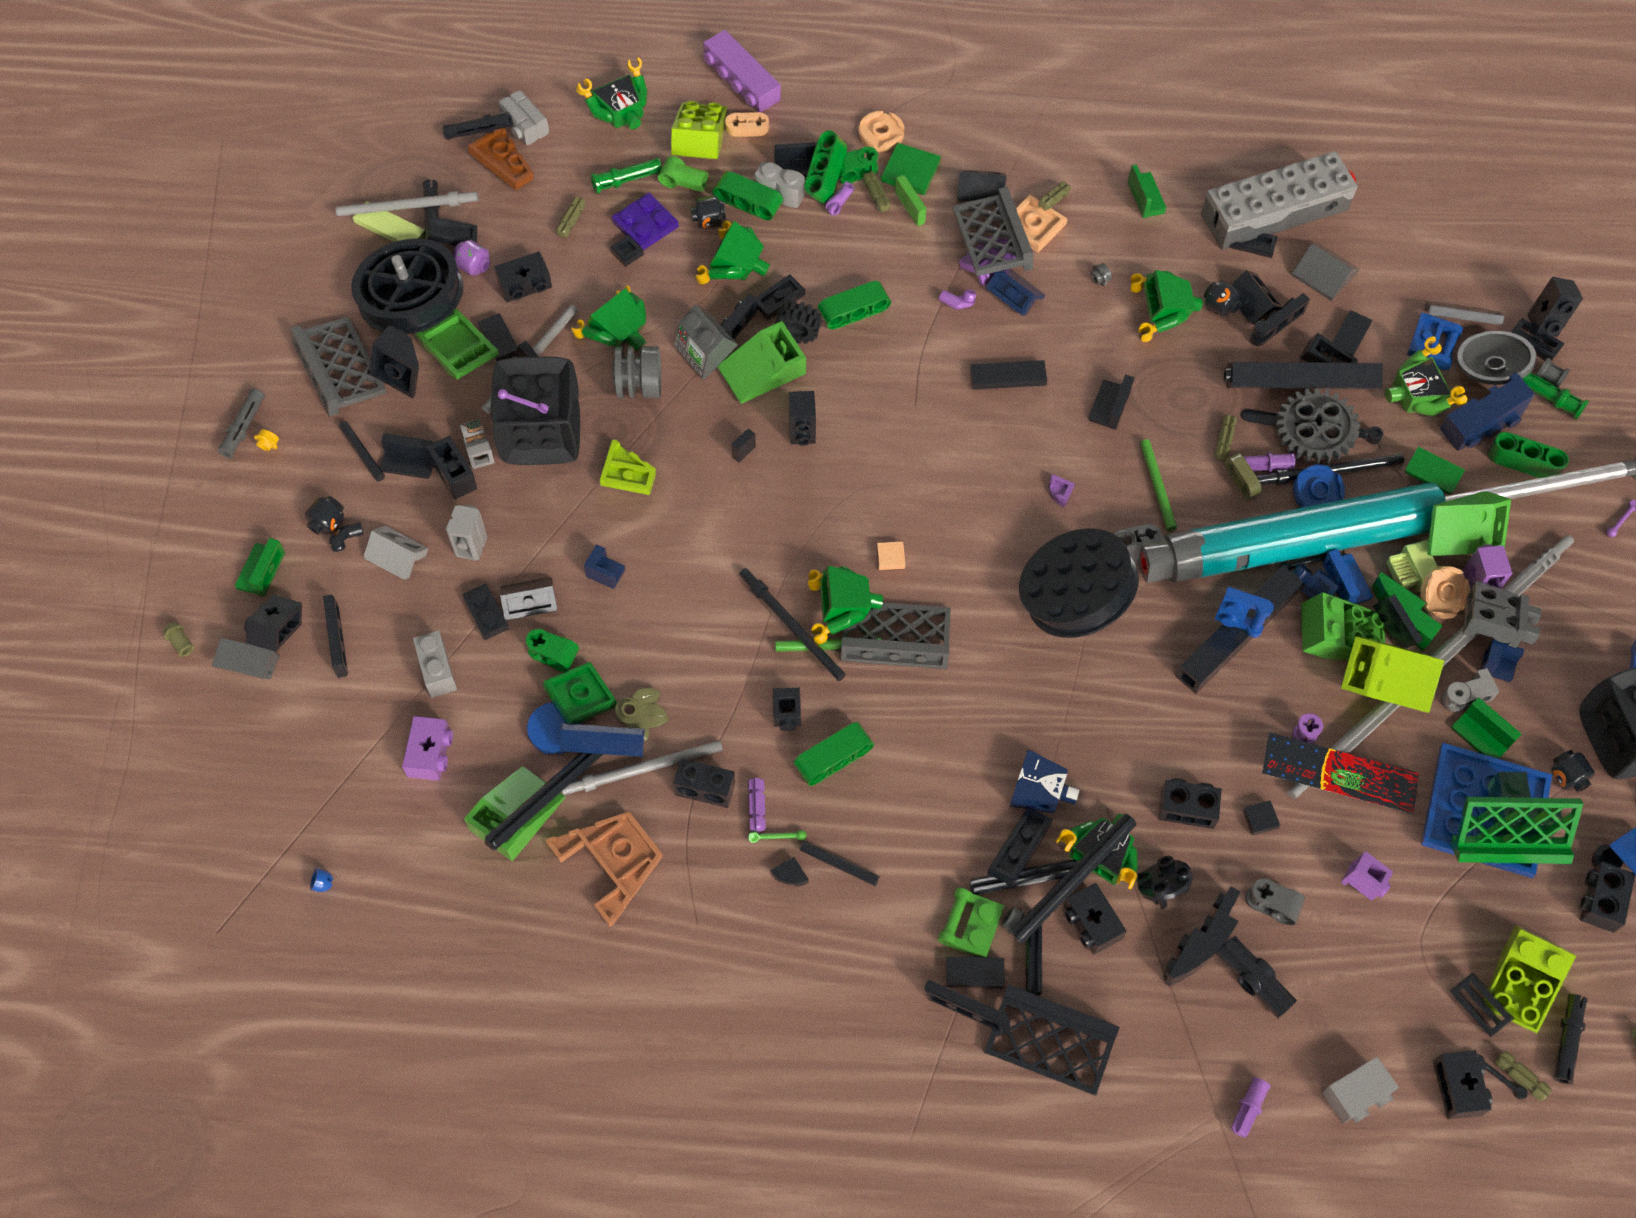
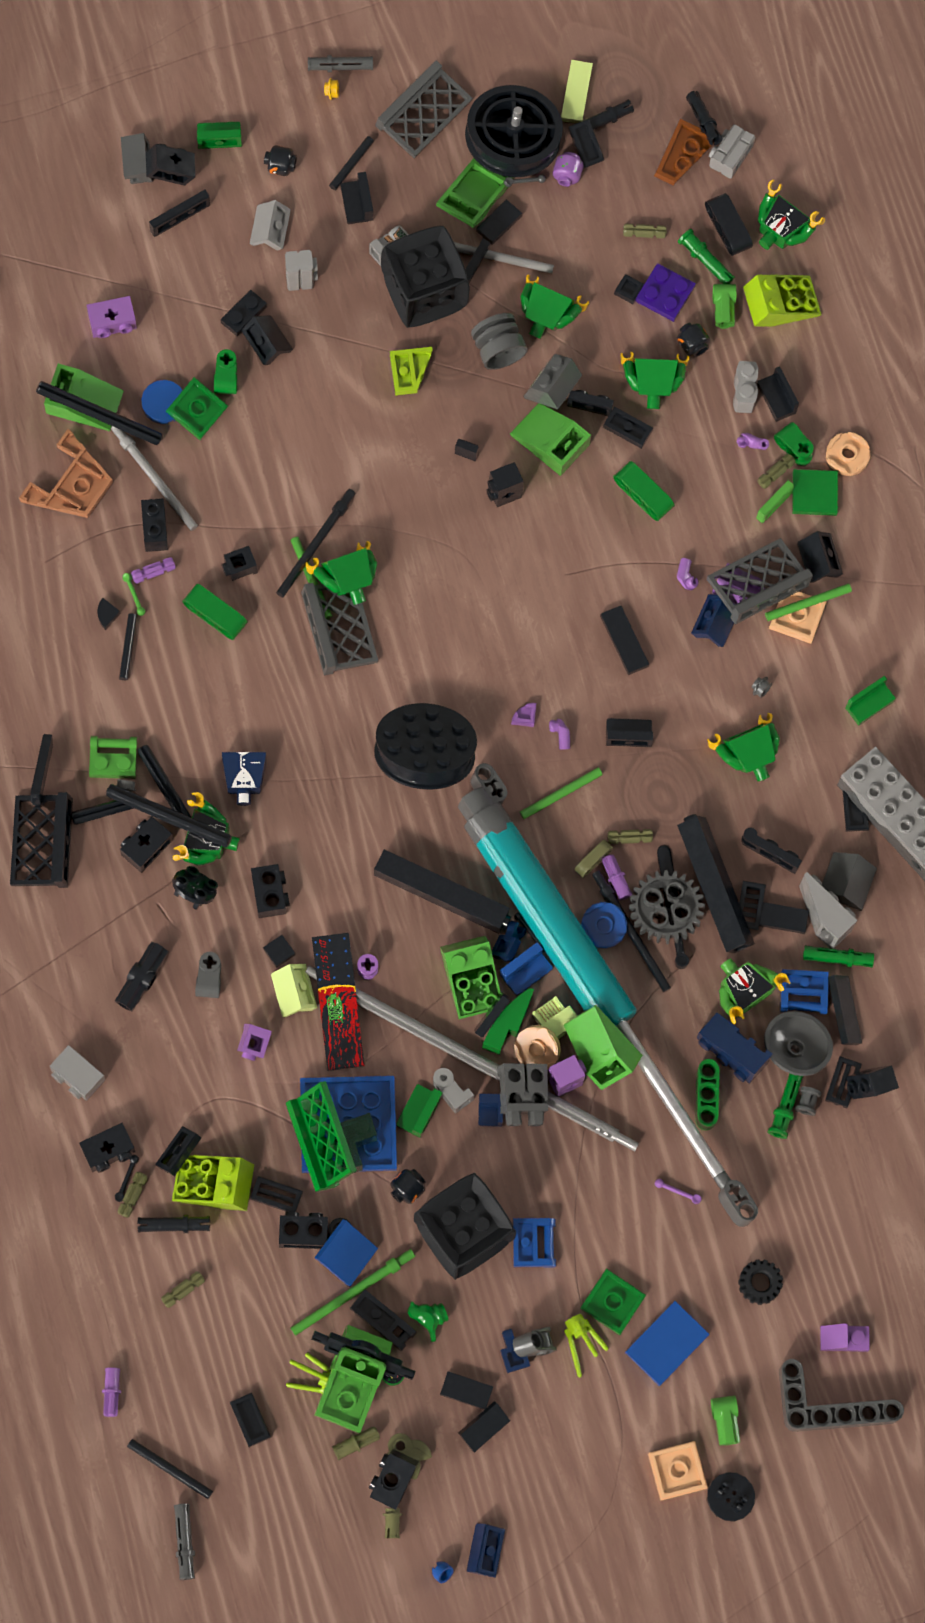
camera: 65 degrees right, 10 degrees up
(177, 637) = (137, 103): olive pin -> none
(343, 533) = (269, 180): black arm -> none
(395, 361) = (436, 150): black slope -> none
(435, 664) = (181, 294): light grey brick -> none
(452, 467) = (356, 235): black brick -> none
(453, 199) = (614, 128): light grey bar -> none
(461, 310) = (509, 181): none -> dark grey hinge
(503, 394) = (411, 242): medium lavender hinge -> none
(523, 276) = (561, 206): black brick -> none
(599, 145) = (728, 224): none -> black beam
(602, 569) = (313, 385): dark blue panel -> none
(602, 739) = (162, 437): dark blue panel -> none
(645, 713) = (198, 462): olive plate -> none
(741, 71) = (861, 312): medium lavender brick -> none
(747, 124) = (801, 339): light nougat beam -> none
(748, 195) = (724, 365): green beam -> none
(800, 321) = (601, 450): black tyre -> none
(825, 166) = (775, 417): green beam -> none
(891, 555) = (409, 600): light nougat tile -> none
(975, 972) = (75, 771): black tile -> none
(1019, 846) = (186, 773): black tile -> none
(1027, 205) = (813, 600): none -> bright green bar
(1054, 196) = (830, 621): olive axle -> none
(1091, 459) = (563, 732): none -> medium lavender arm
(1204, 943) = (149, 928): black slope -> none
(1222, 298) = (773, 795): black head -> none
(1235, 607) = (439, 873): blue plate -> none
(1250, 1107) = (37, 997): medium lavender axle -> none
(1255, 297) = (790, 824): black panel -> none
(1314, 817) = (293, 989): none -> yellowish green panel
(1364, 290) = (828, 917): none -> light grey slope
(1392, 674) = (433, 1012): lime slope -> none
(1408, 293) = (847, 957): none -> green pin
(1432, 468) = (656, 1015): green panel -> none
(1542, 931) = (260, 1180): none -> black tile

